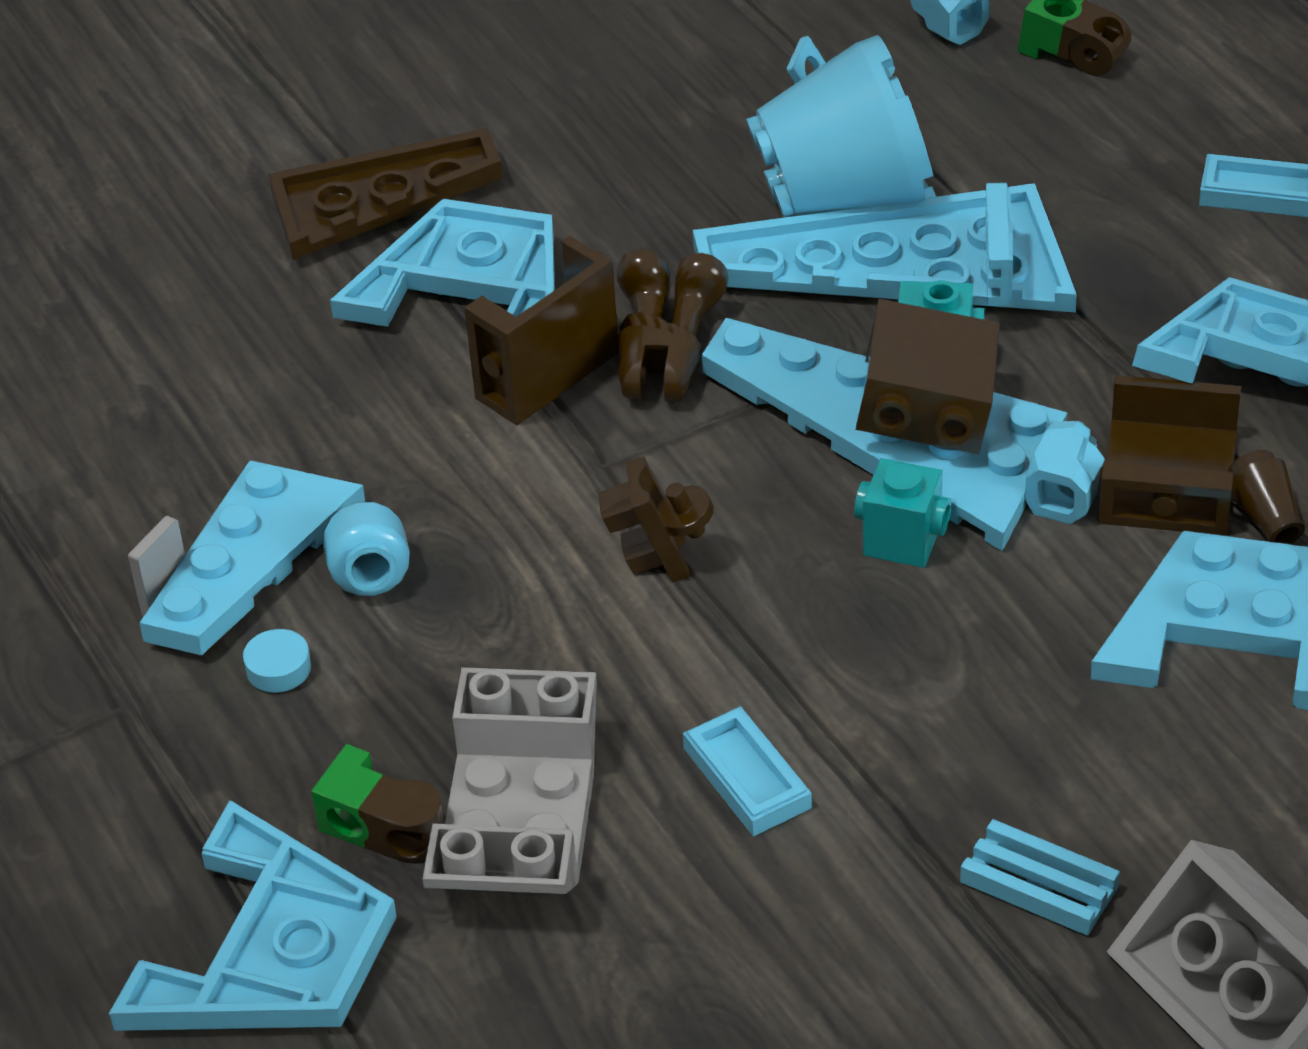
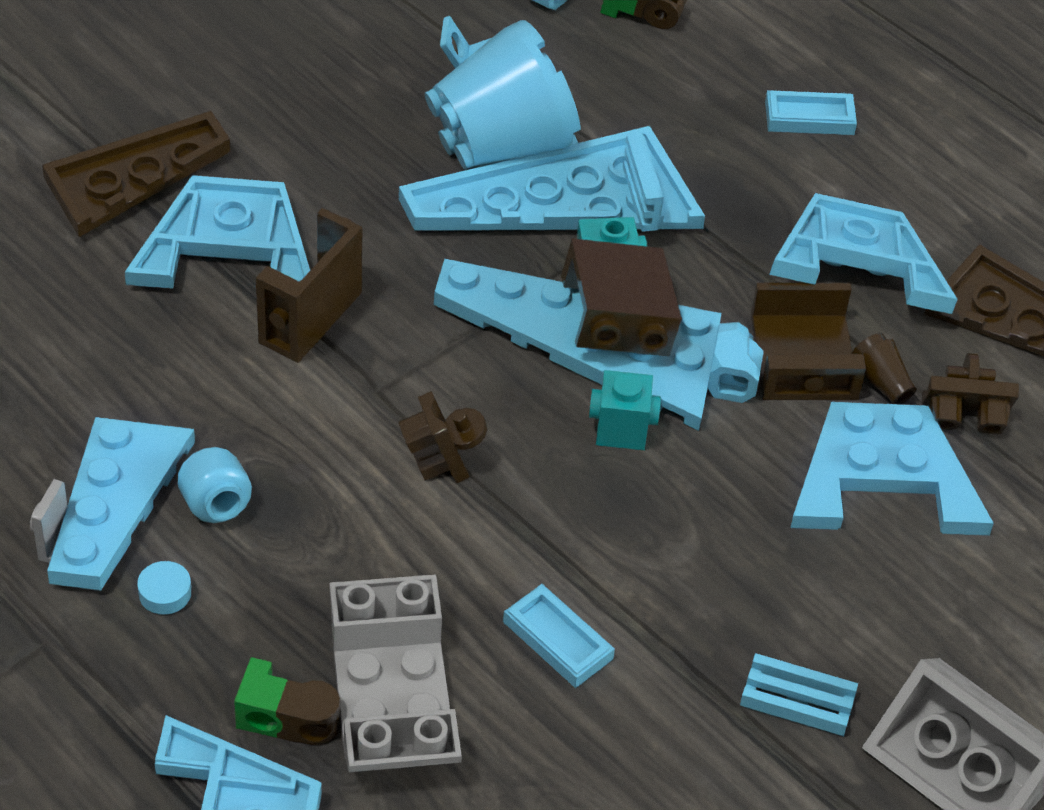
camera: 20 degrees left, 5 degrees up
(648, 340) = (396, 285): dark brown piece -> none

